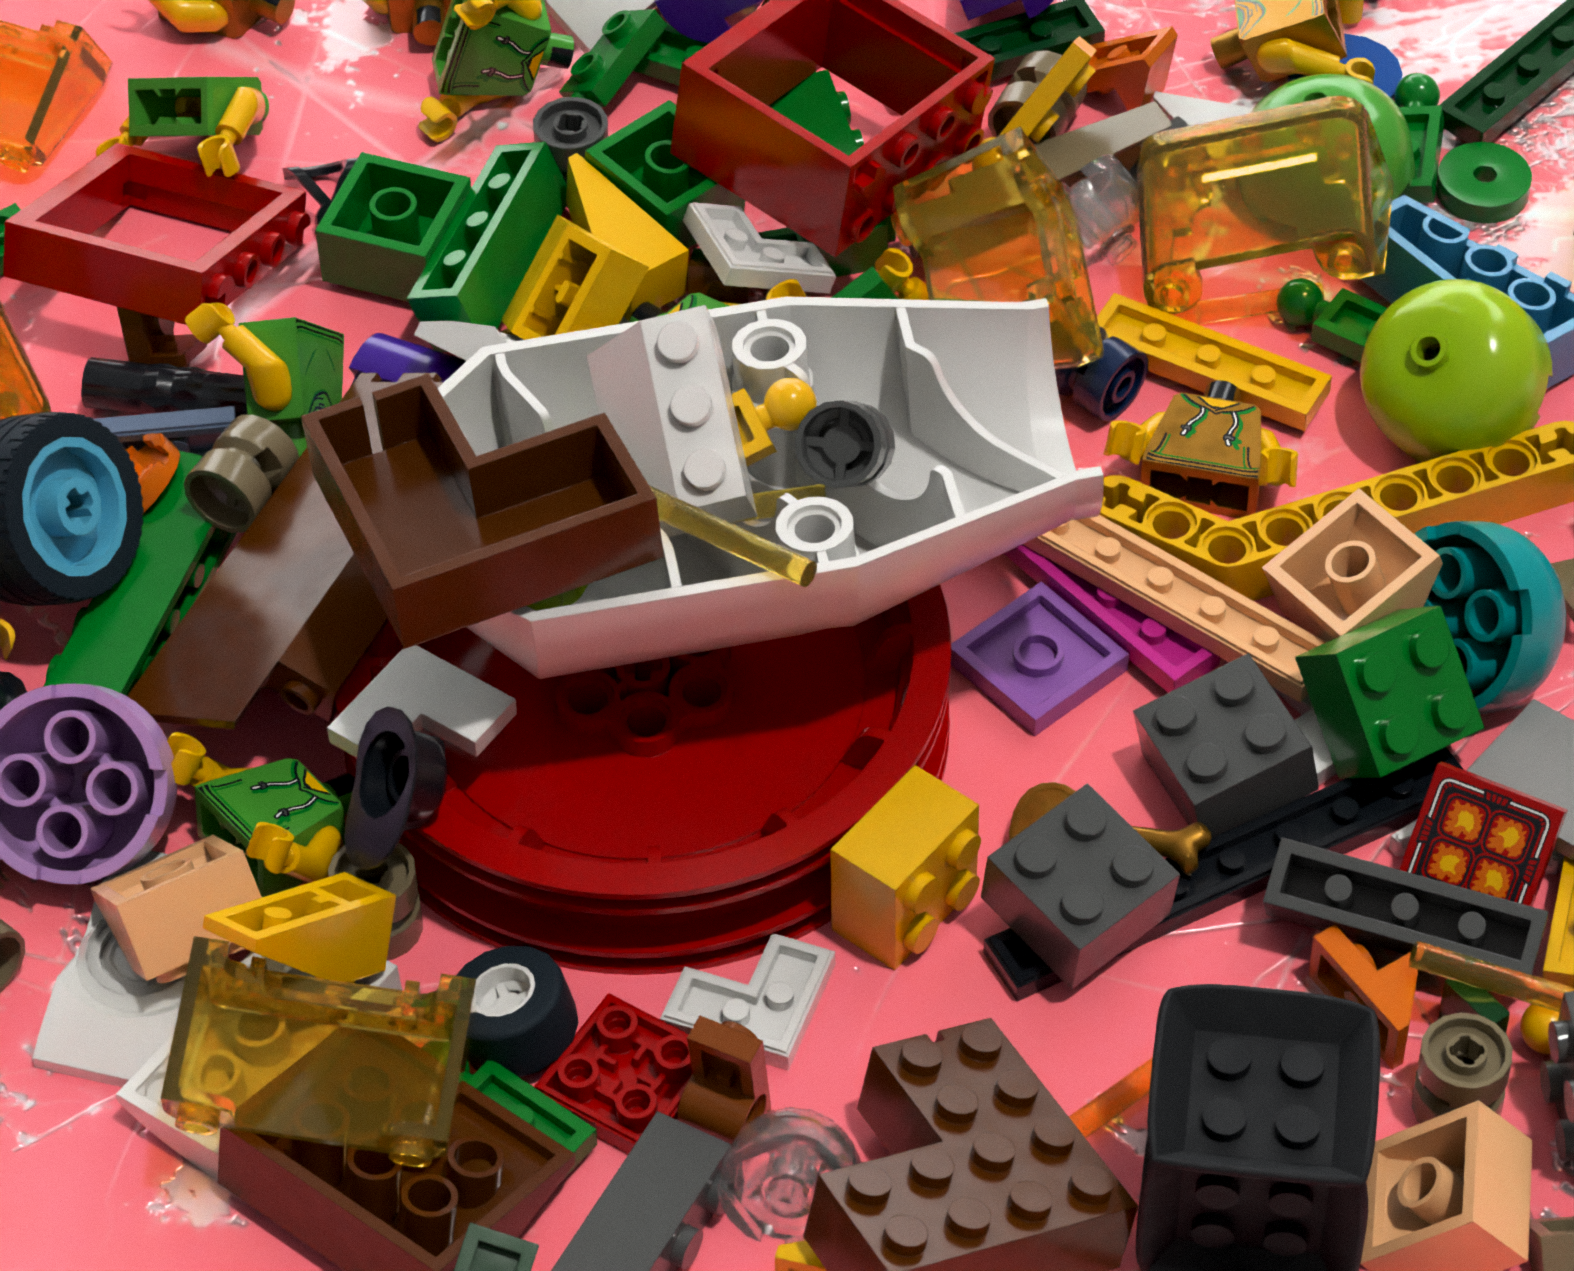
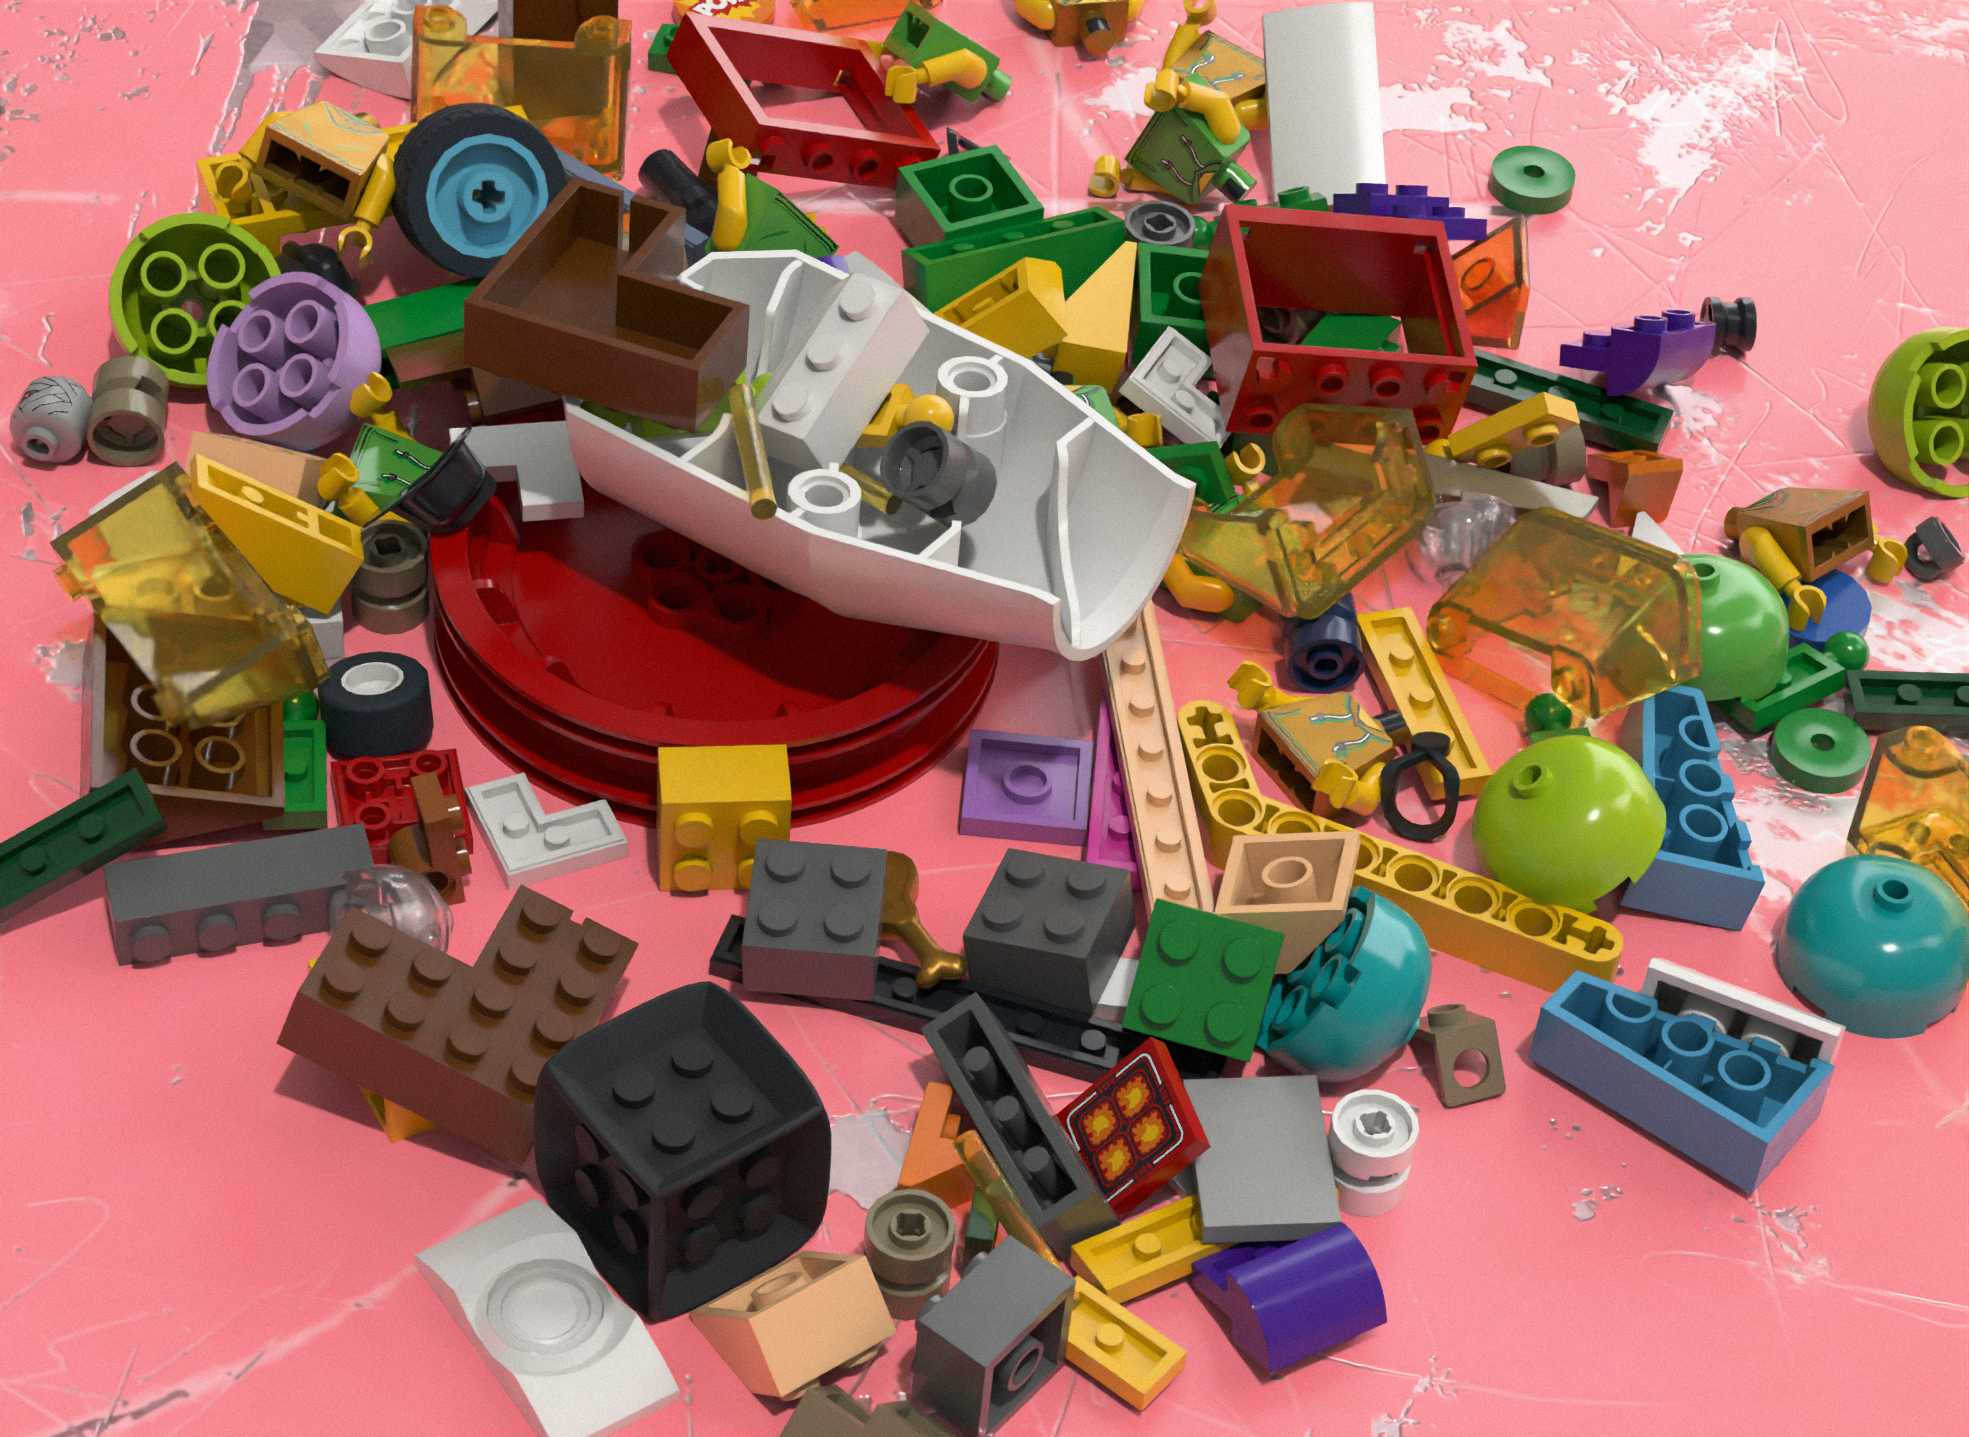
camera: 40 degrees right, 5 degrees down
(1279, 388) = (1423, 746): none -> black piece

